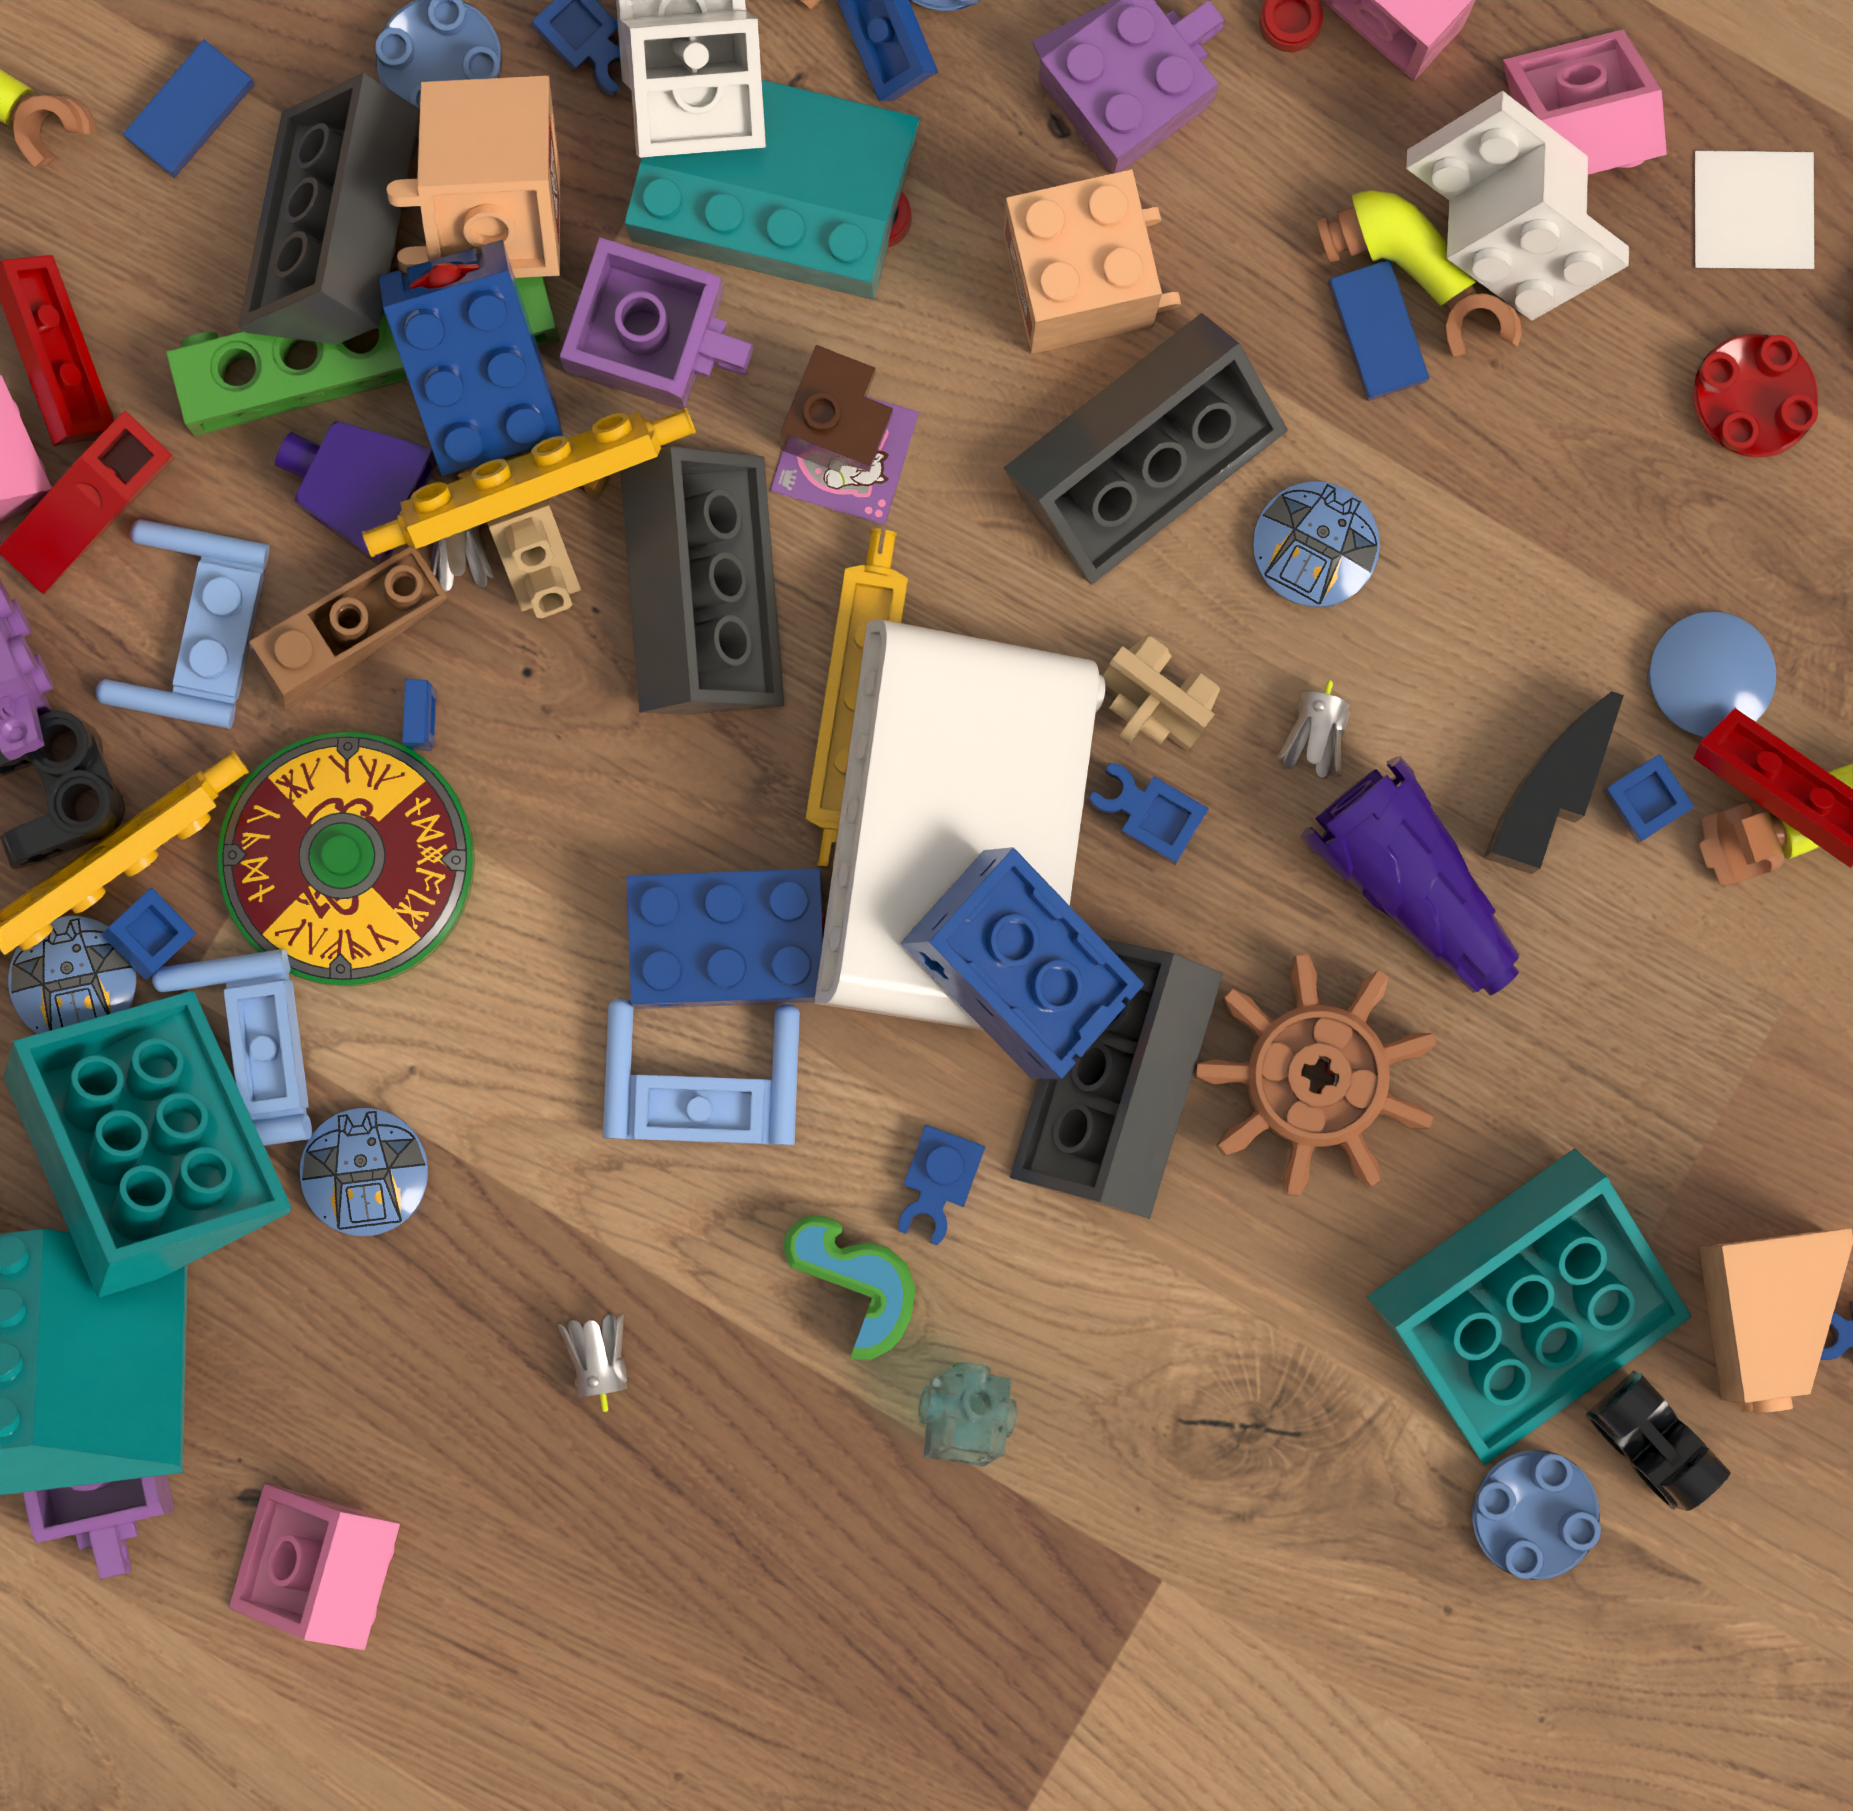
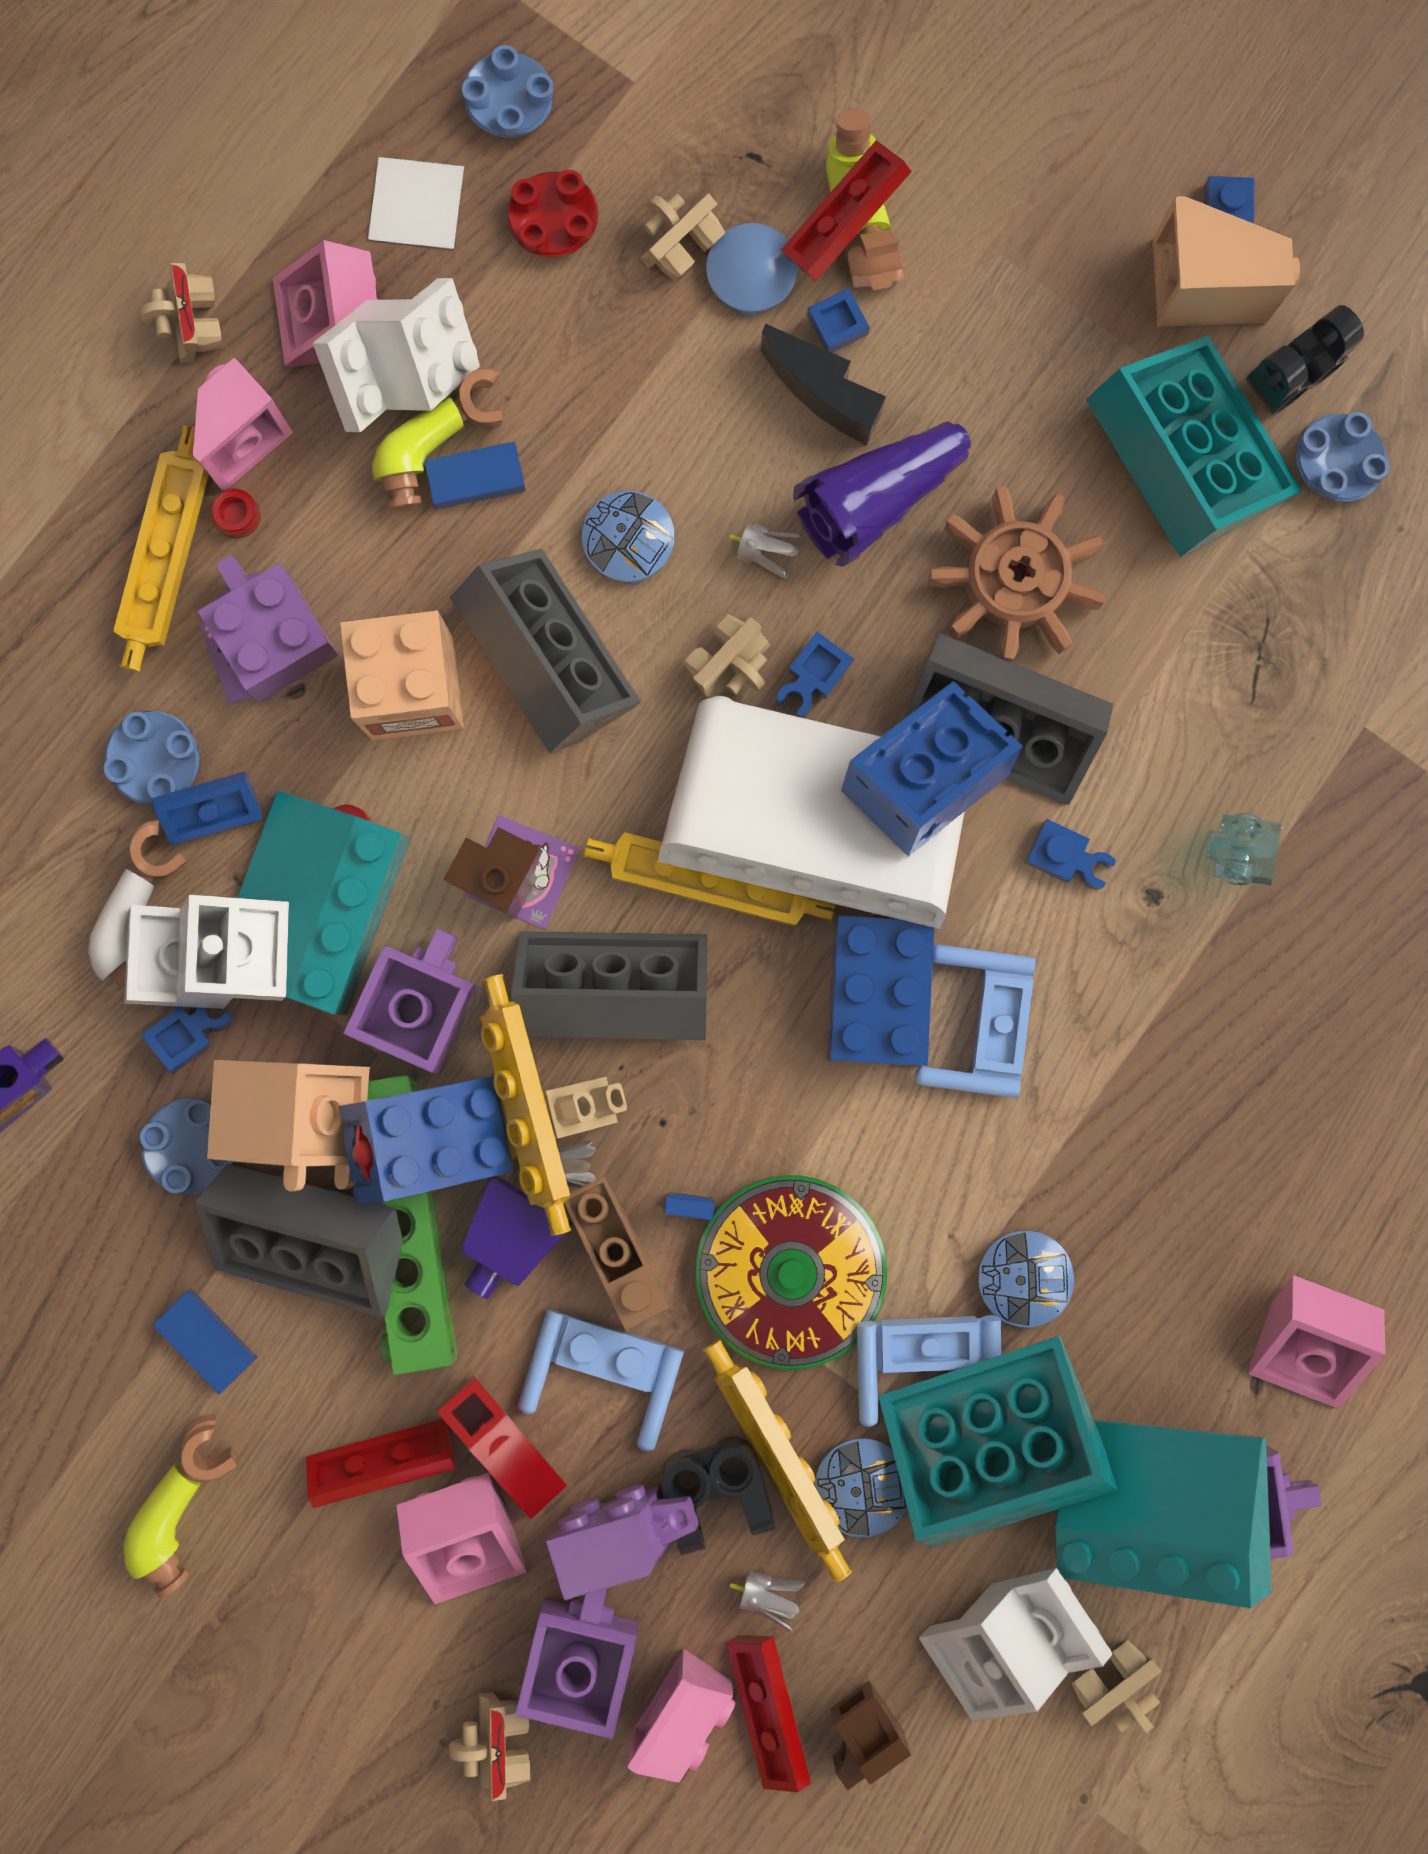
camera: 85 degrees left, 0 degrees up
(148, 933) = (835, 1426): blue plate -> none
(596, 1357) = (1179, 1117): flat silver piece -> none
(861, 1268) = (1130, 917): animal -> none
(1766, 589) = (698, 223): none -> tan hips

